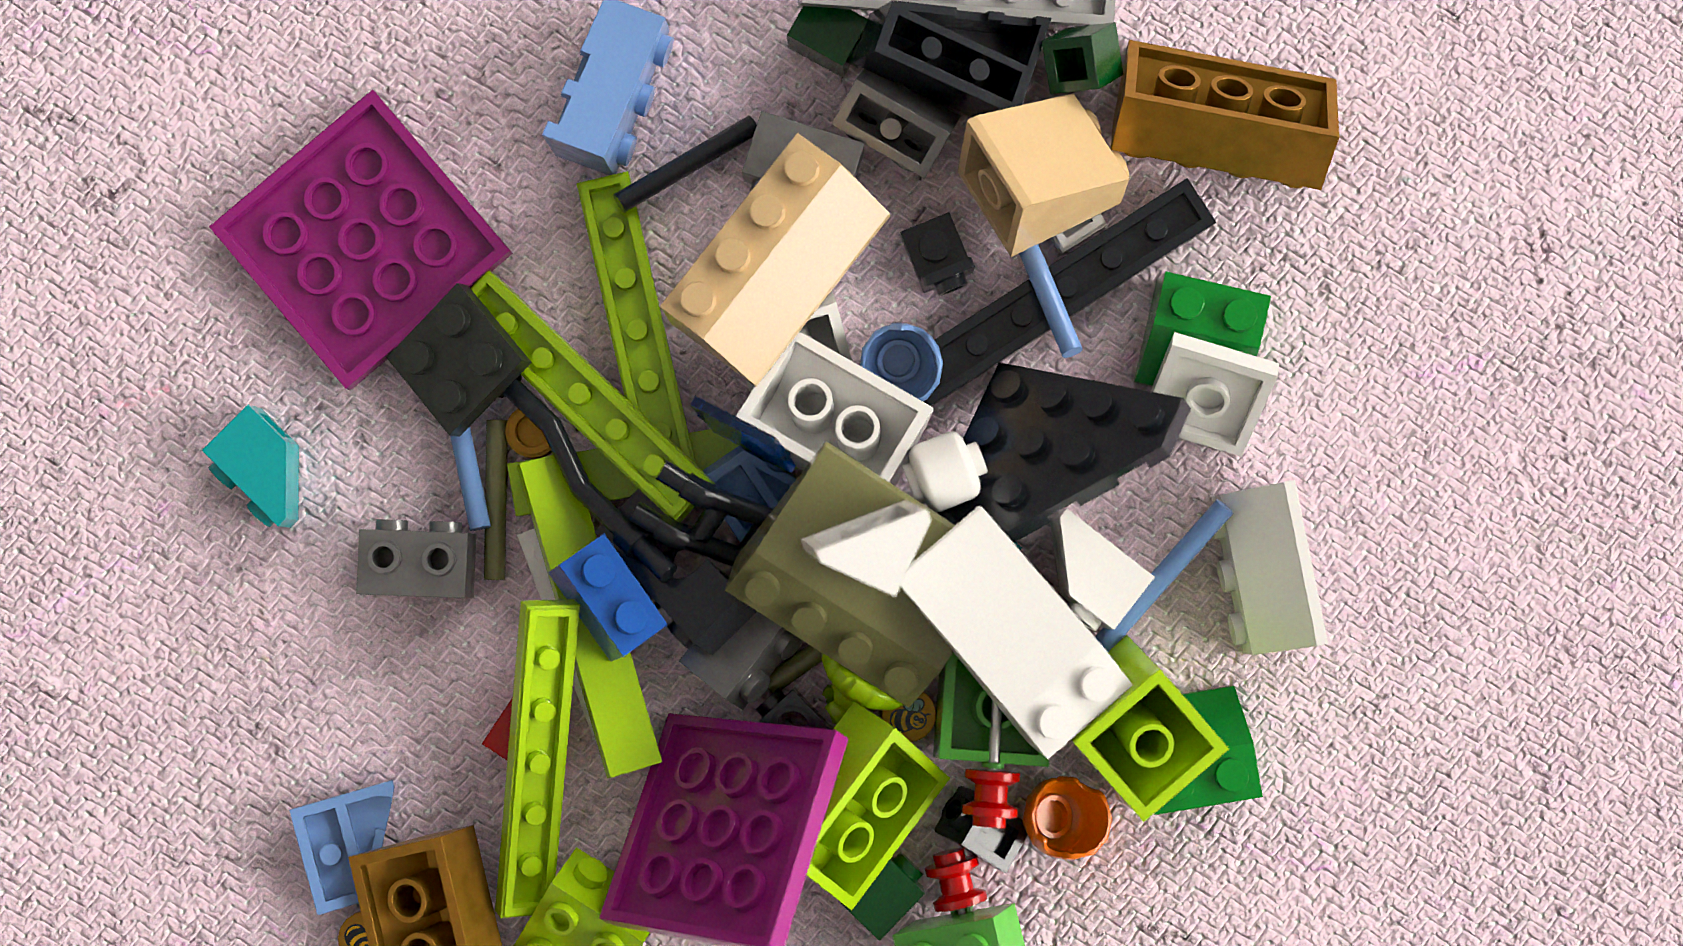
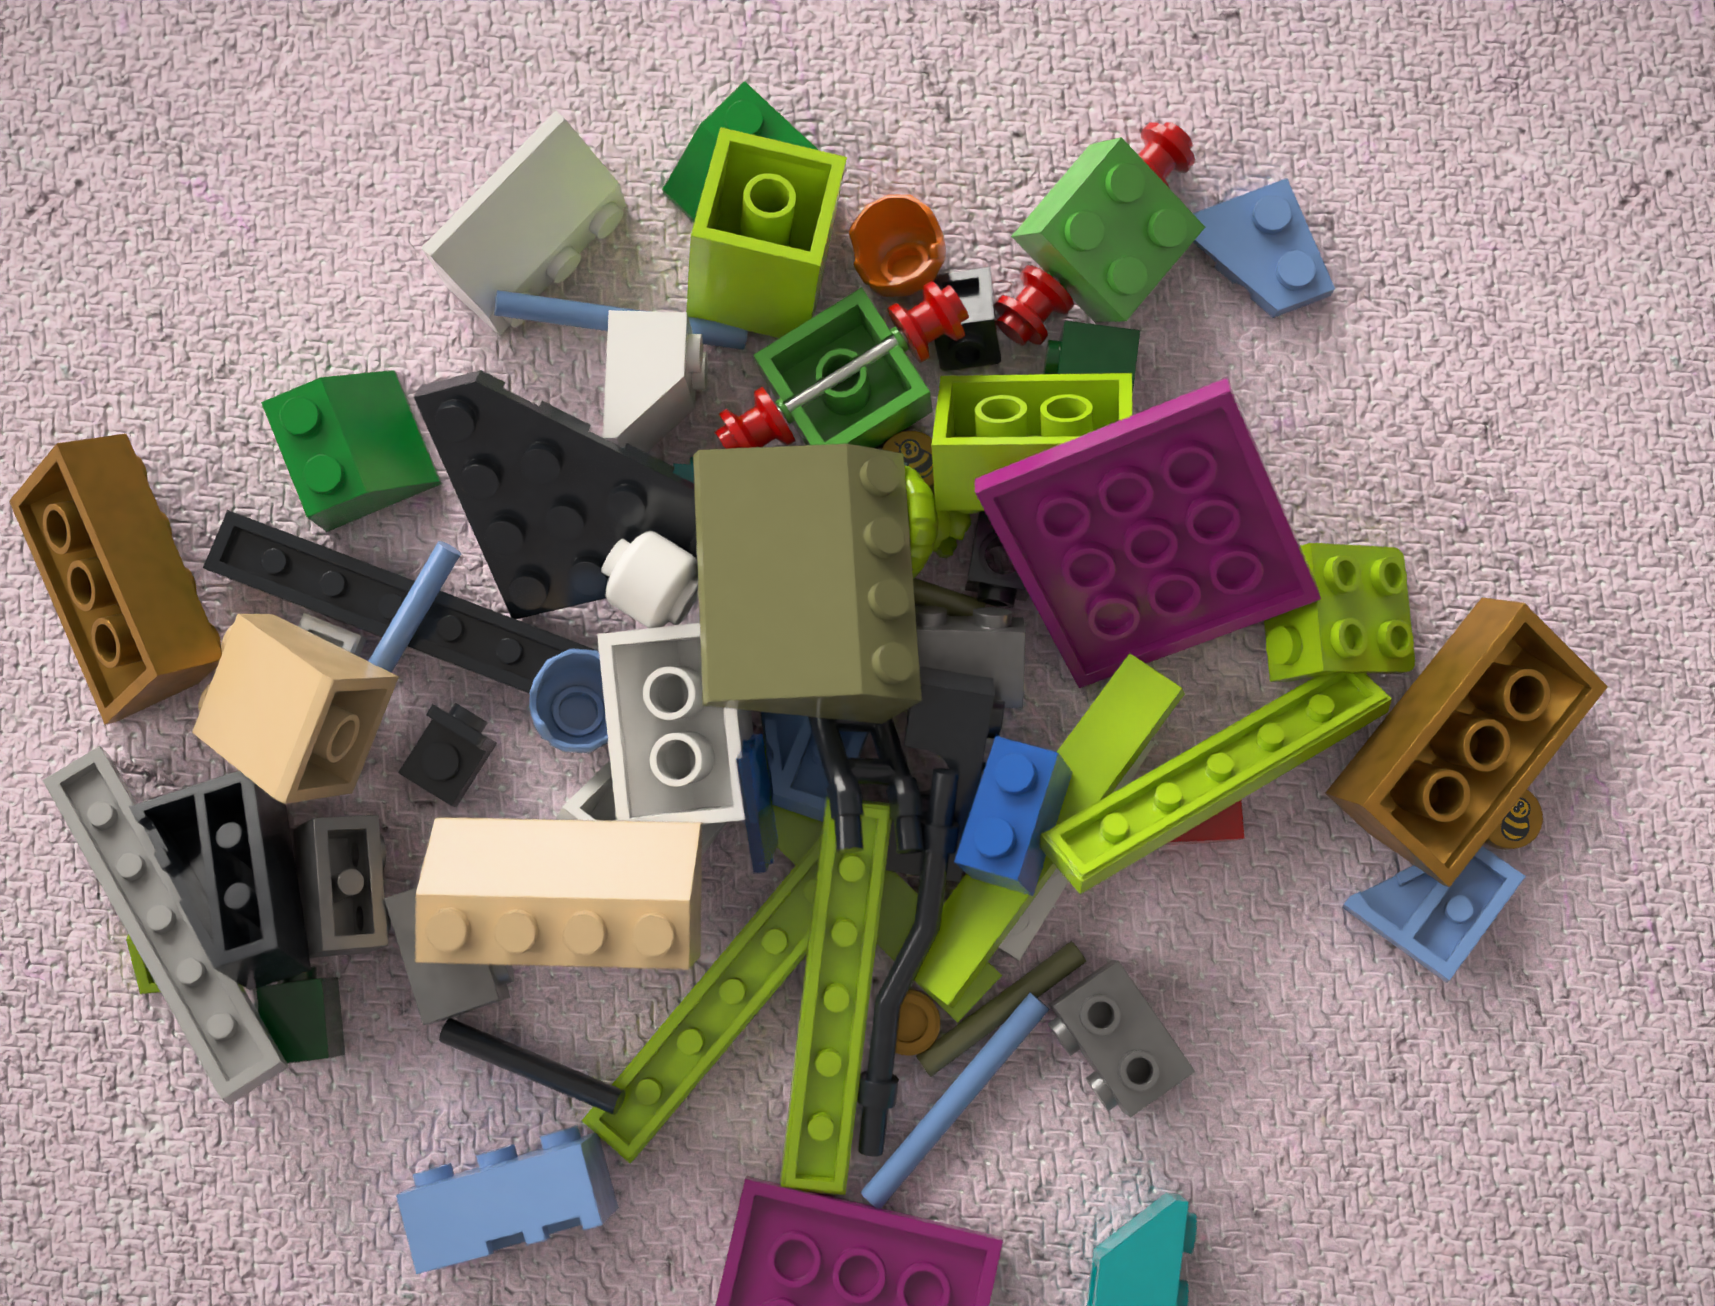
camera: 125 degrees left, 5 degrees down
(458, 360) = (891, 1146): pearl dark grey plate -> none
(874, 546) = (767, 573): white slope -> none
(1013, 633) = (758, 397): white slope -> none
(1082, 58) = (150, 749): dark green brick -> none
(1220, 387) = (377, 389): white plate -> none

